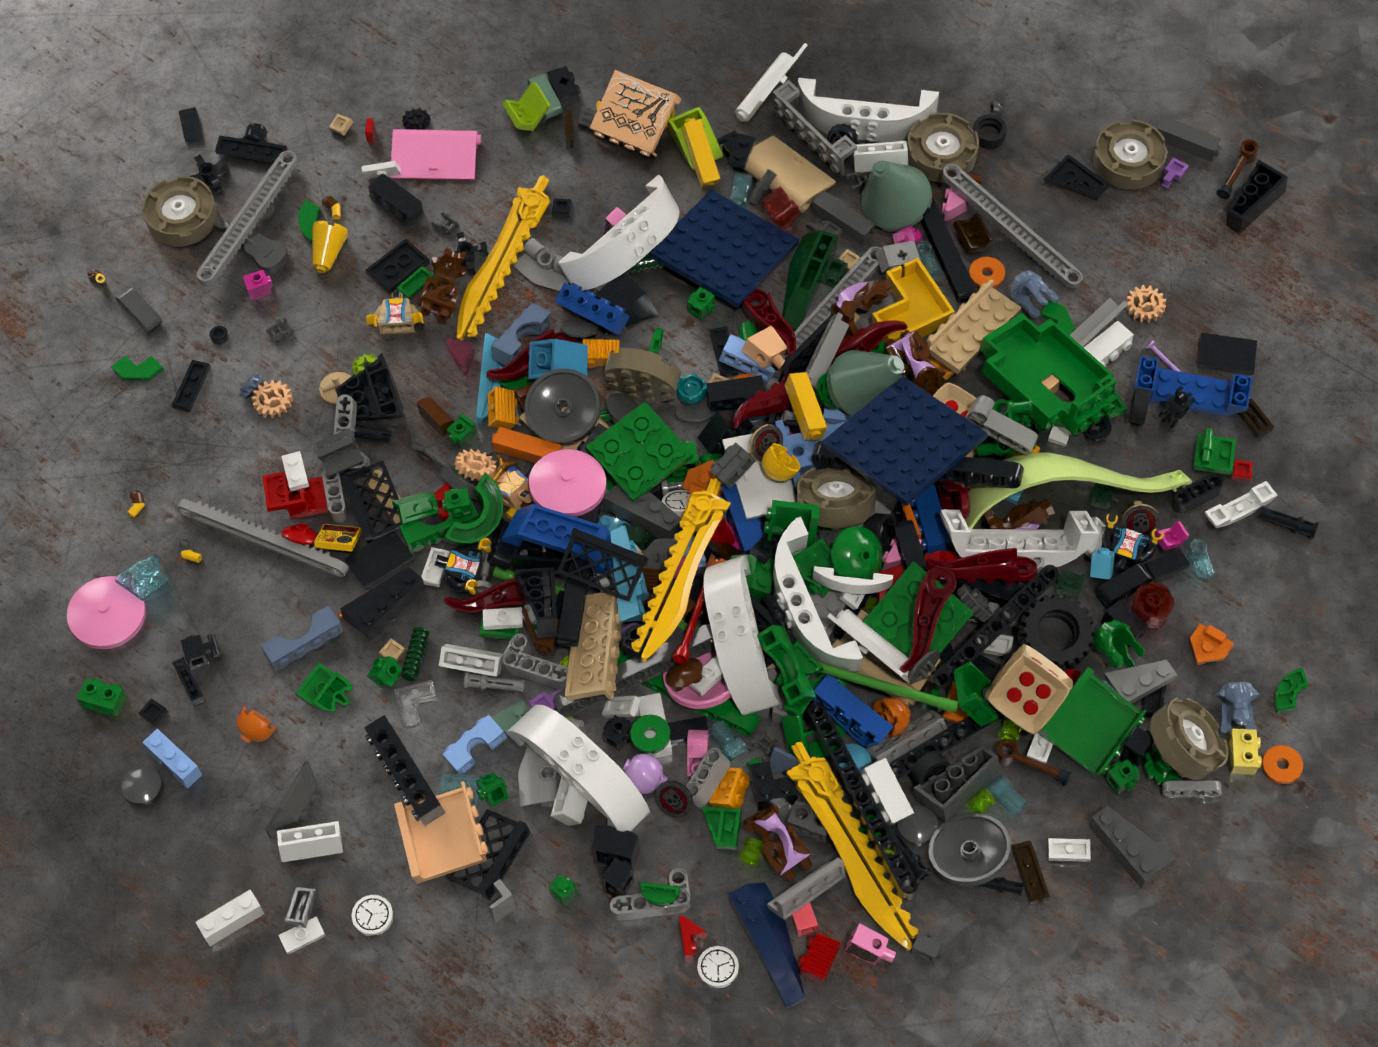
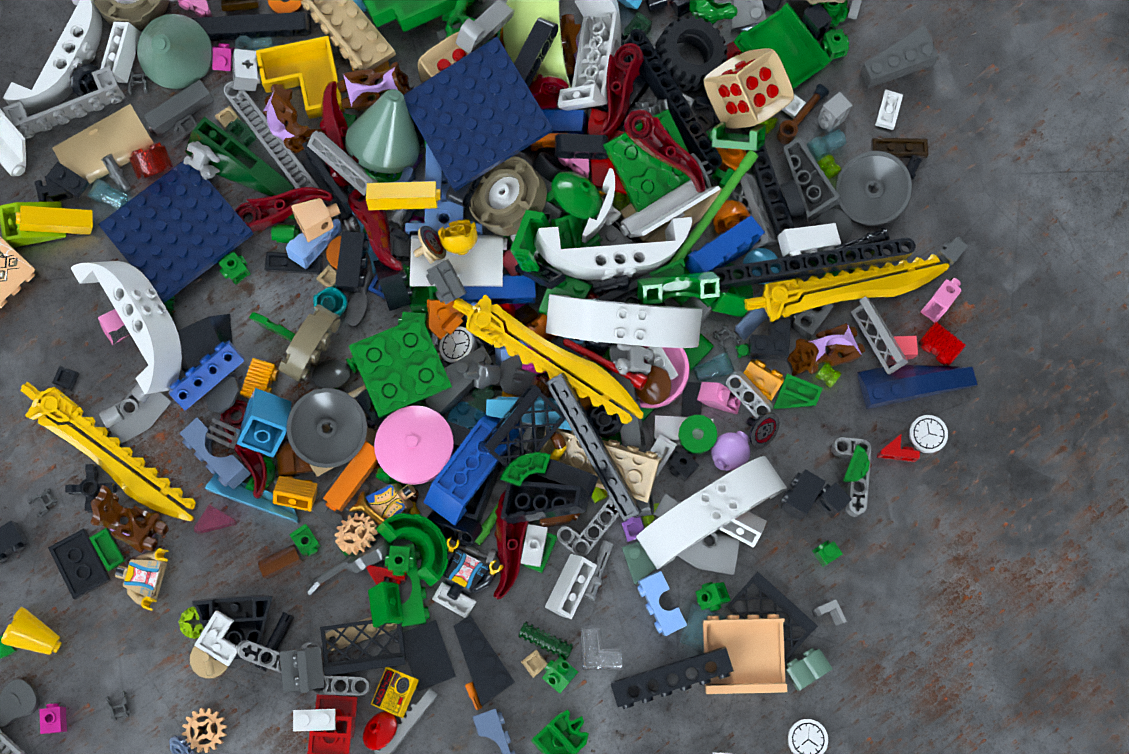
camera: 80 degrees left, 15 degrees up
(354, 378) = (212, 639): none -> white tile
(441, 897) = (807, 669): none -> sand green brick
(534, 334) = (214, 429): none -> flat silver tile
(568, 574) = (524, 466): none -> green tile
(599, 604) = (559, 445): none -> arm
(604, 631) = (593, 446): none -> tile
(652, 525) = (484, 375): none -> dark grey piece
(699, 644) = (635, 359): none -> light grey animal
(795, 246) = (201, 158): none -> light grey animal
(1041, 789) = (834, 112): none -> light grey brick

